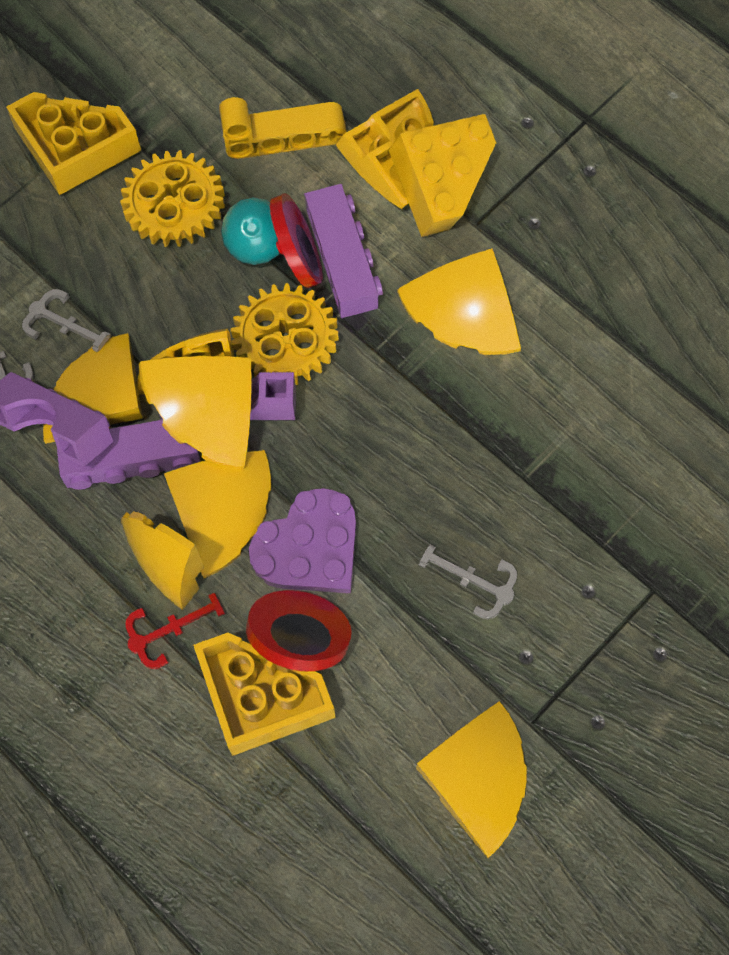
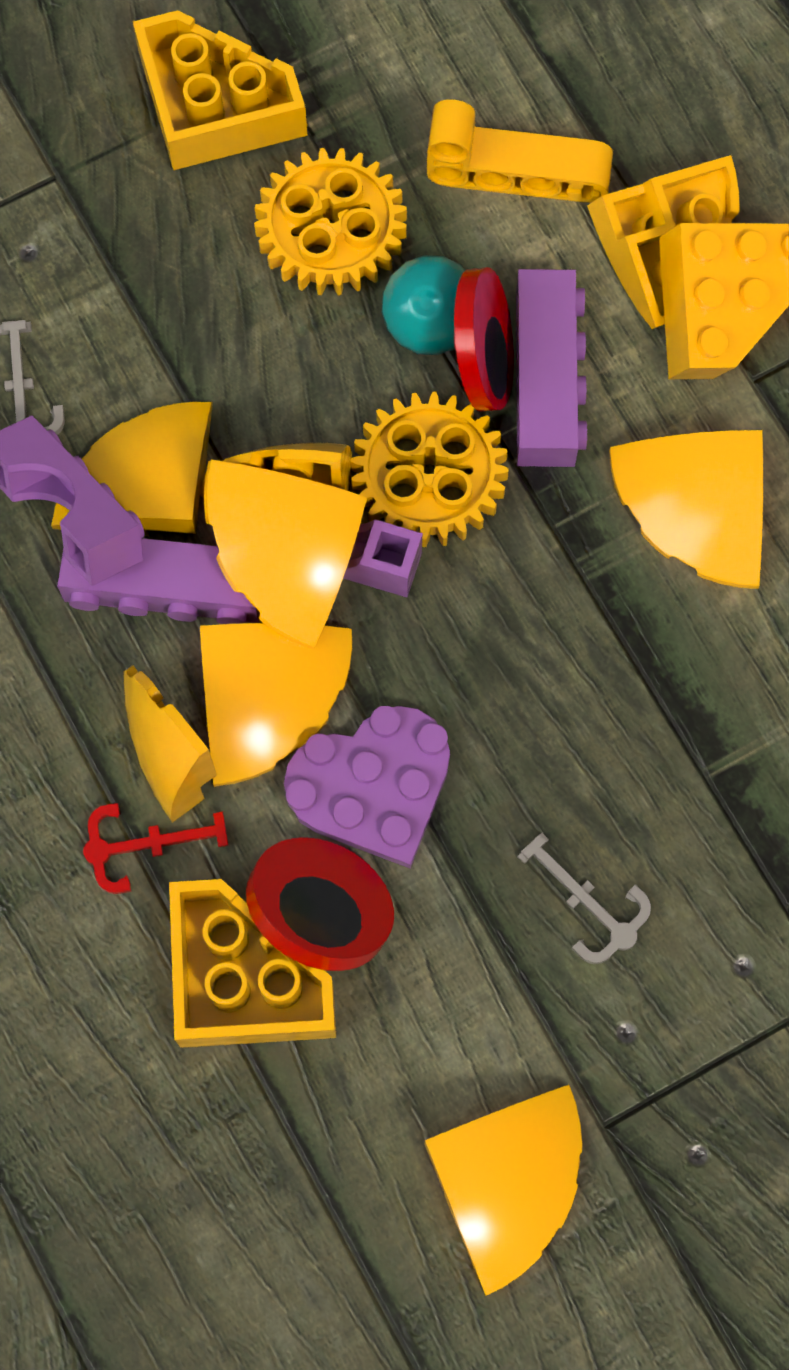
camera: 15 degrees right, 5 degrees up
(39, 309) = (97, 332): light grey piece -> none

